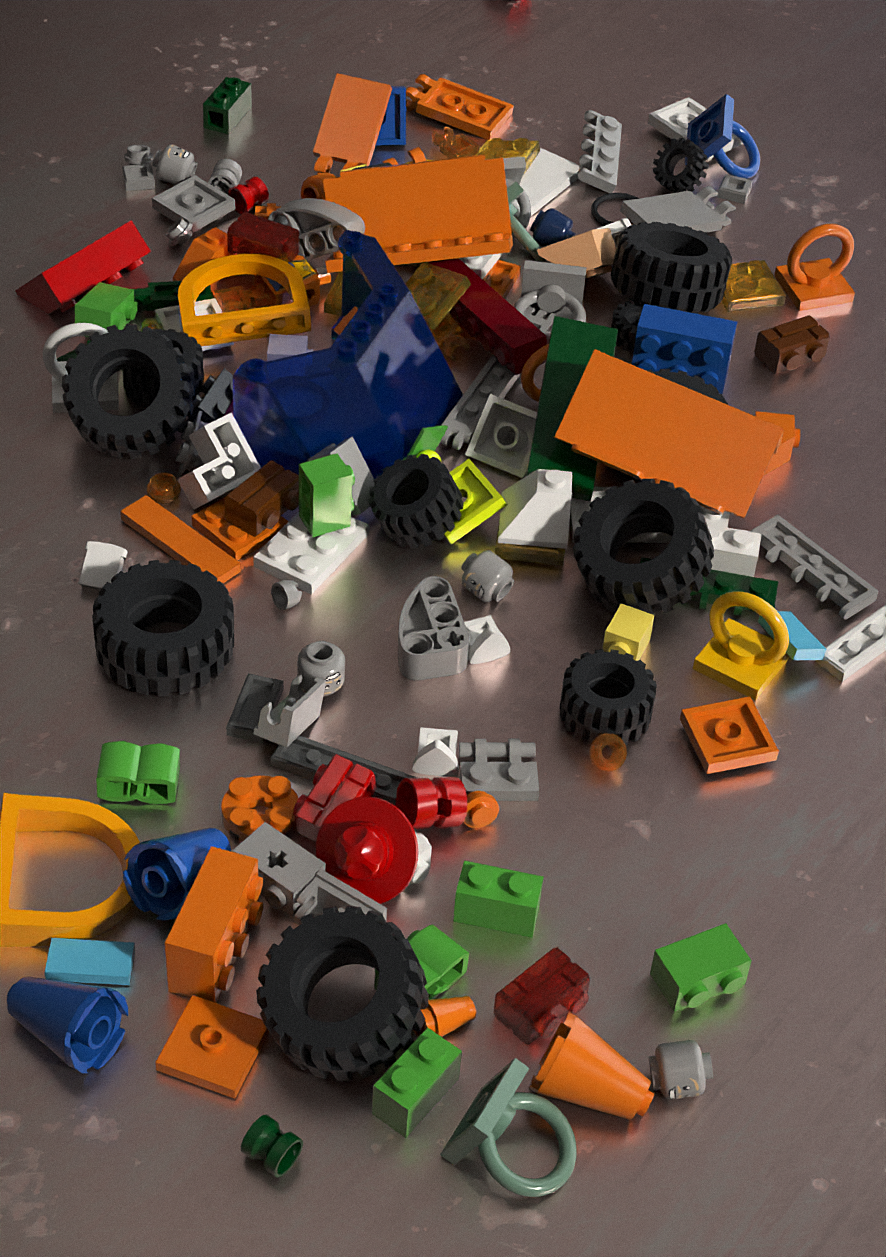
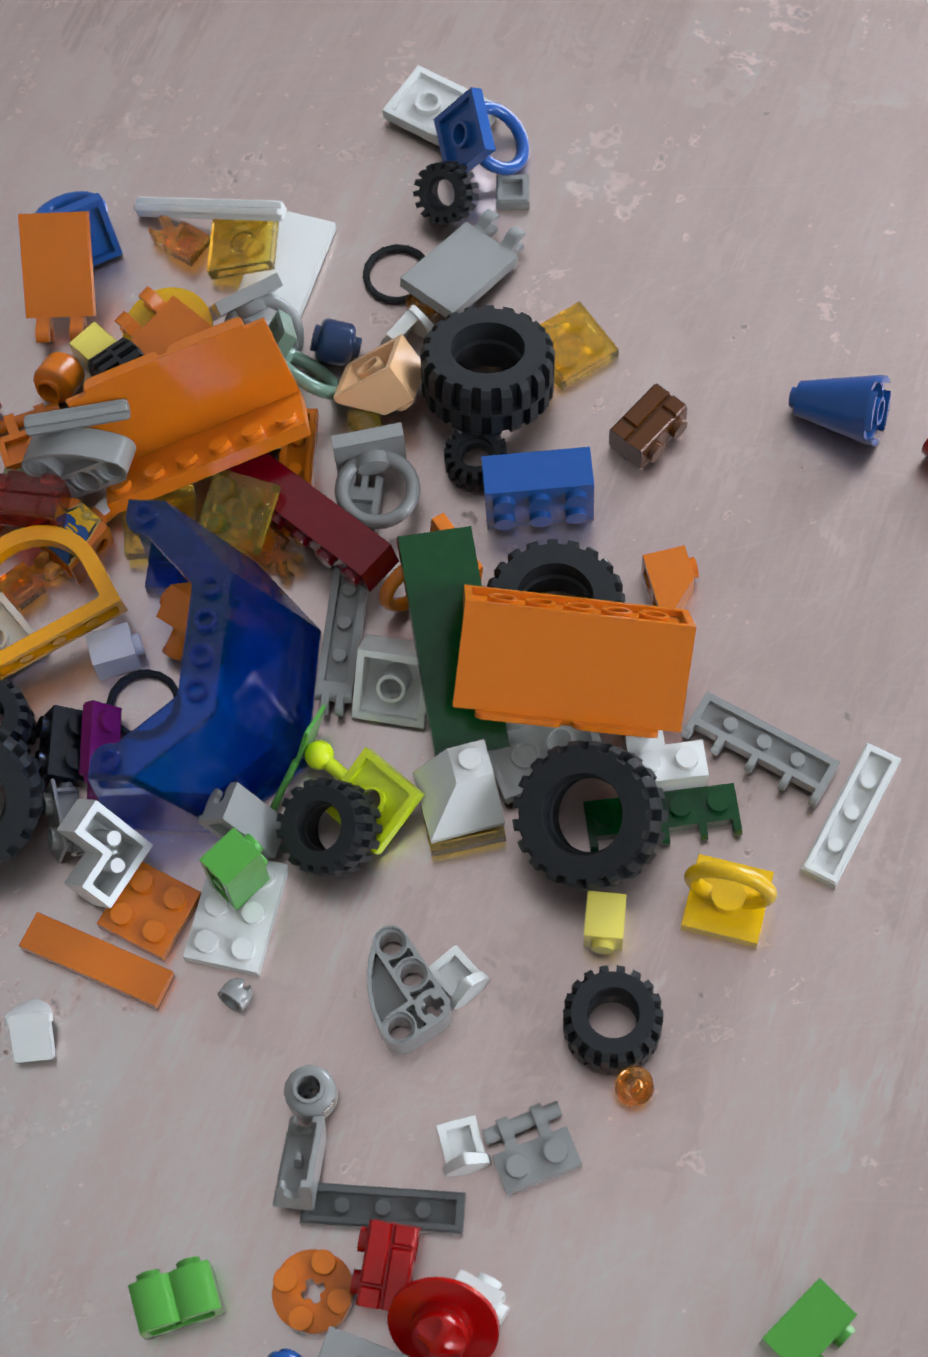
camera: 10 degrees left, 20 degrees up
(163, 488) = (51, 894): clear orange plate -> none
(163, 660) = (94, 1069): black tyre -> none
(253, 697) = (258, 1157): dark grey tile -> none
(262, 499) = (168, 887): reddish brown brick -> none
(327, 192) = (77, 417): none -> light grey axle
(432, 802) = (479, 1234): red wheel -> none
(458, 106) = (159, 169): orange tile -> none
(481, 809) = (530, 1212): orange plate -> none
(487, 576) = (435, 893): light grey head -> none
(488, 128) = (210, 208): none -> white axle
(498, 898) = (588, 1323): bright green brick -> none
(602, 150) = (349, 188): light grey hinge -> none
(728, 735) = (745, 1015): orange plate -> none
(802, 642) = (770, 856): medium azure tile -> none
(817, 281) = (644, 310): orange tile -> none

